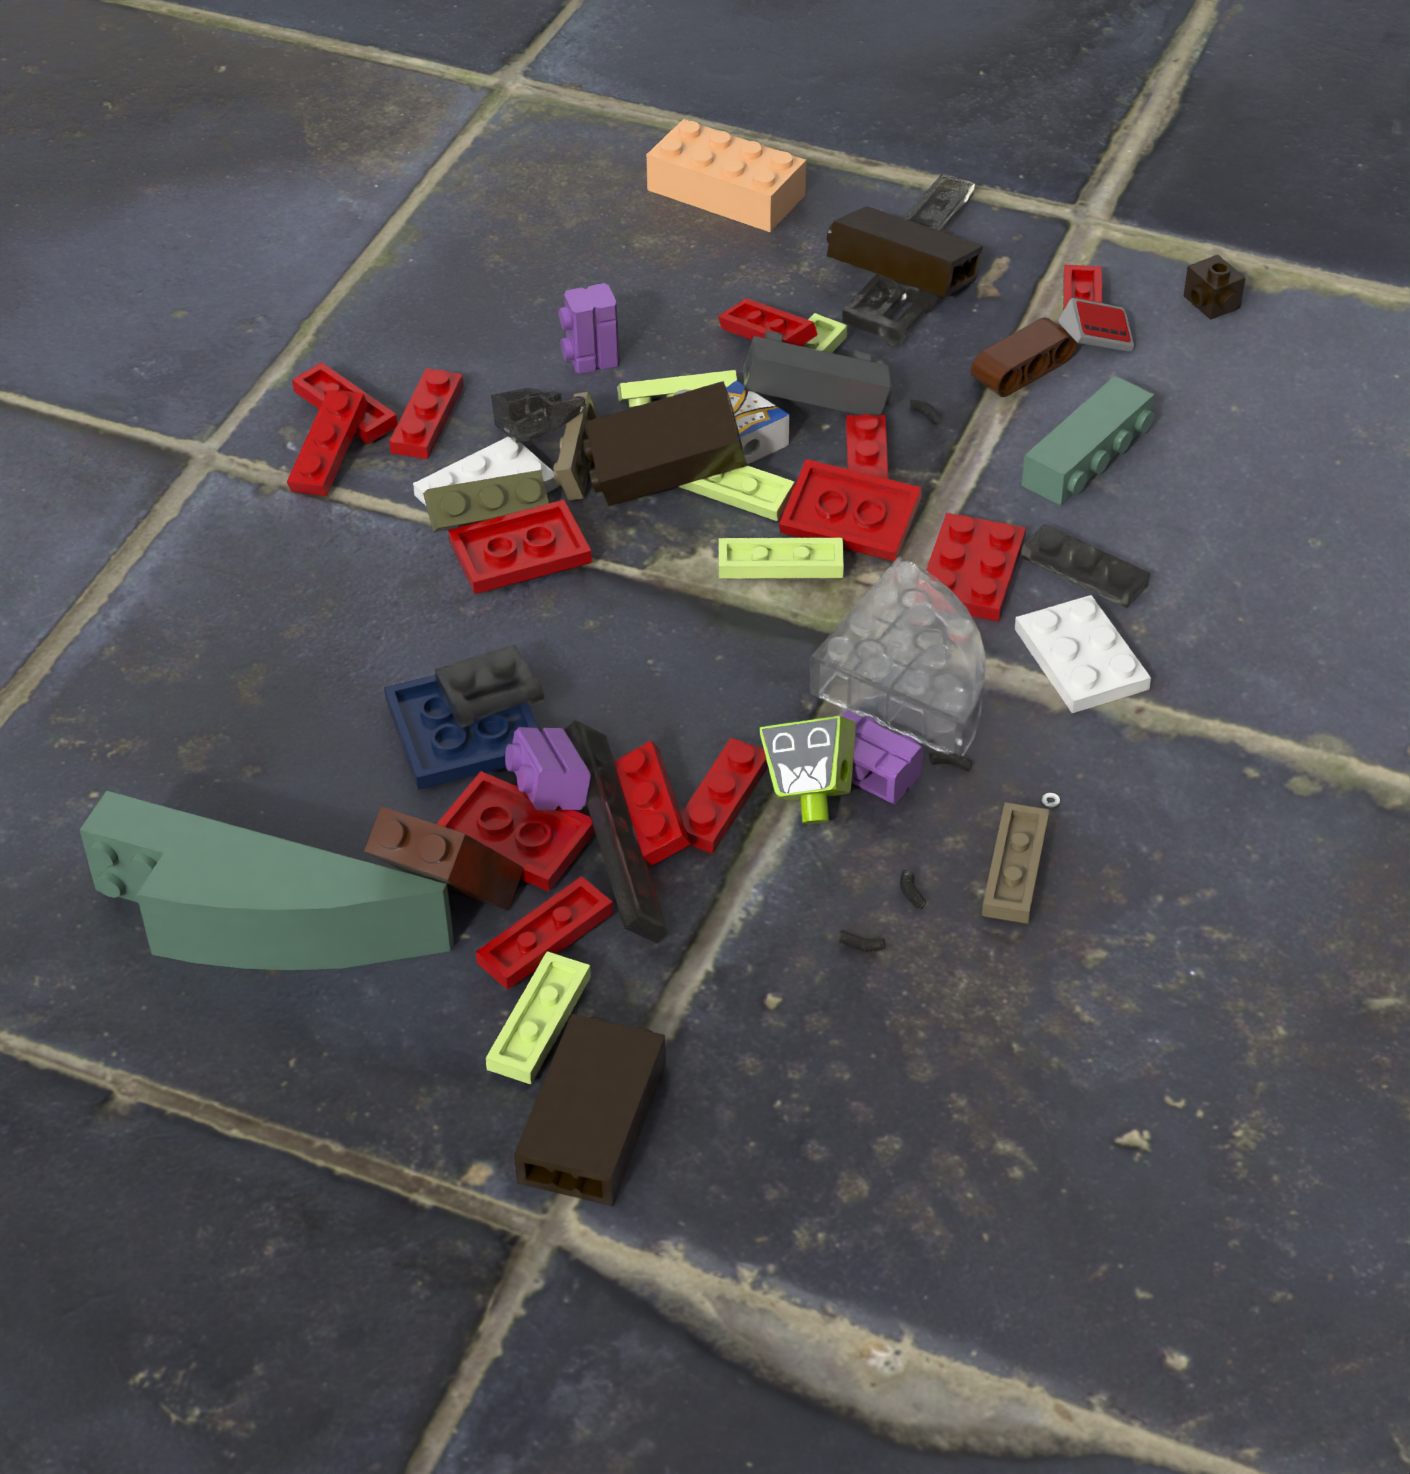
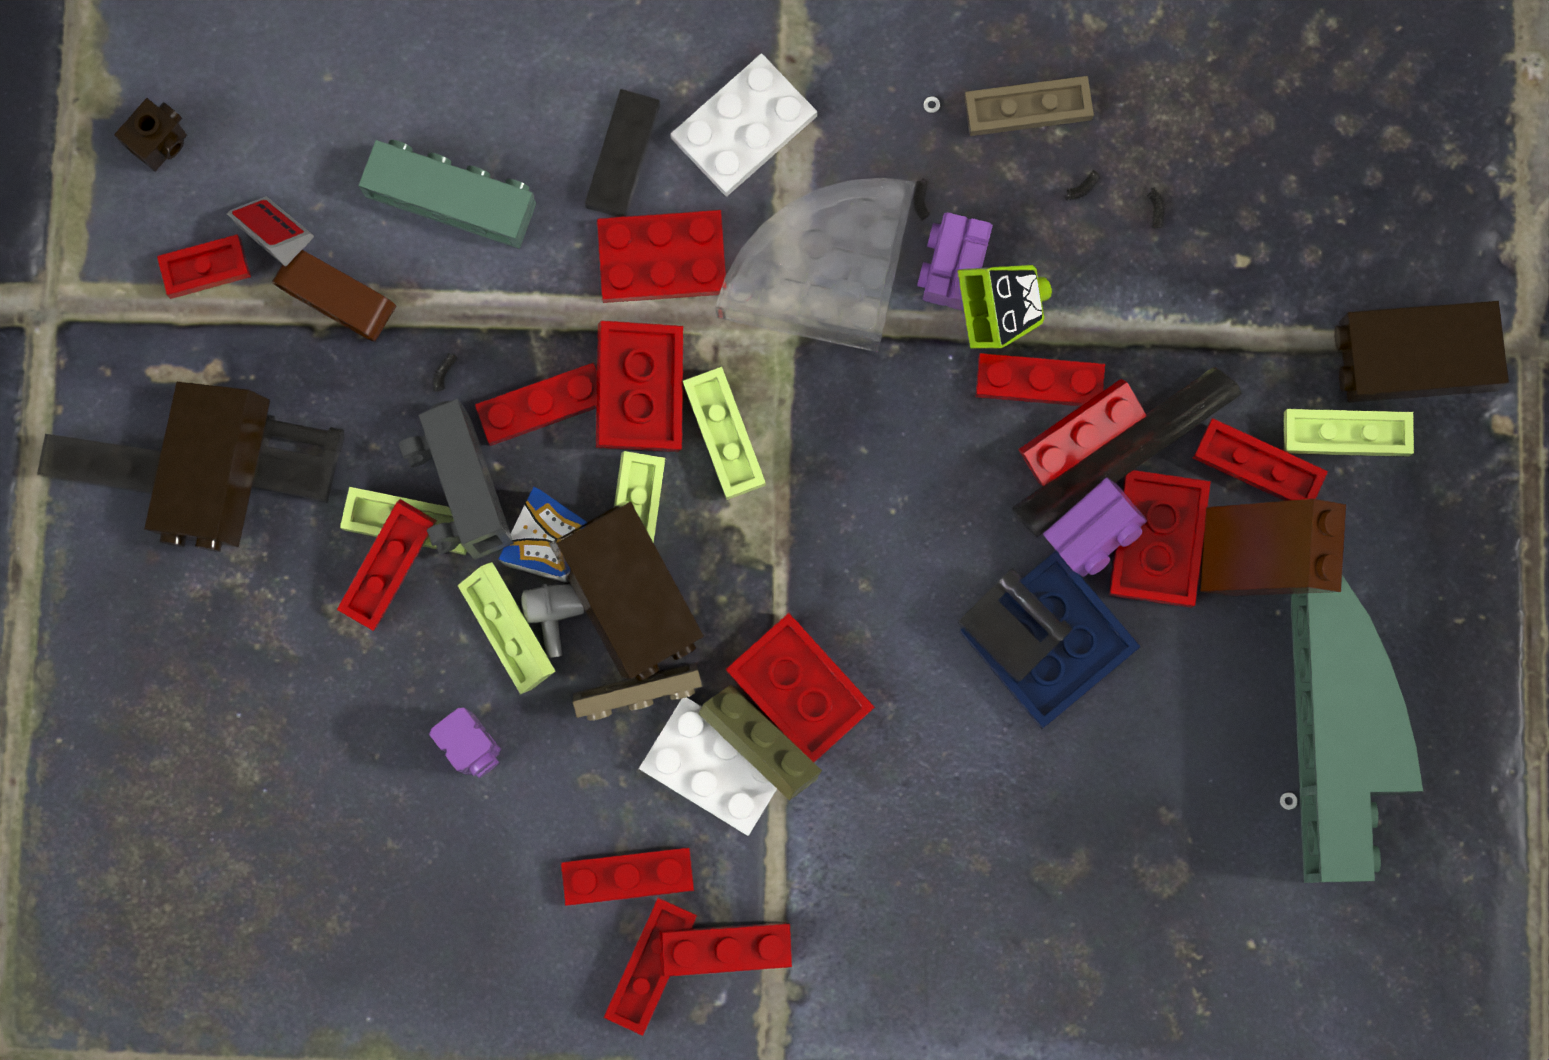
camera: 110 degrees left, 35 degrees up
(533, 413) = (614, 751): clear smoke slope -> none
(726, 175) = (119, 712): light nougat brick -> none

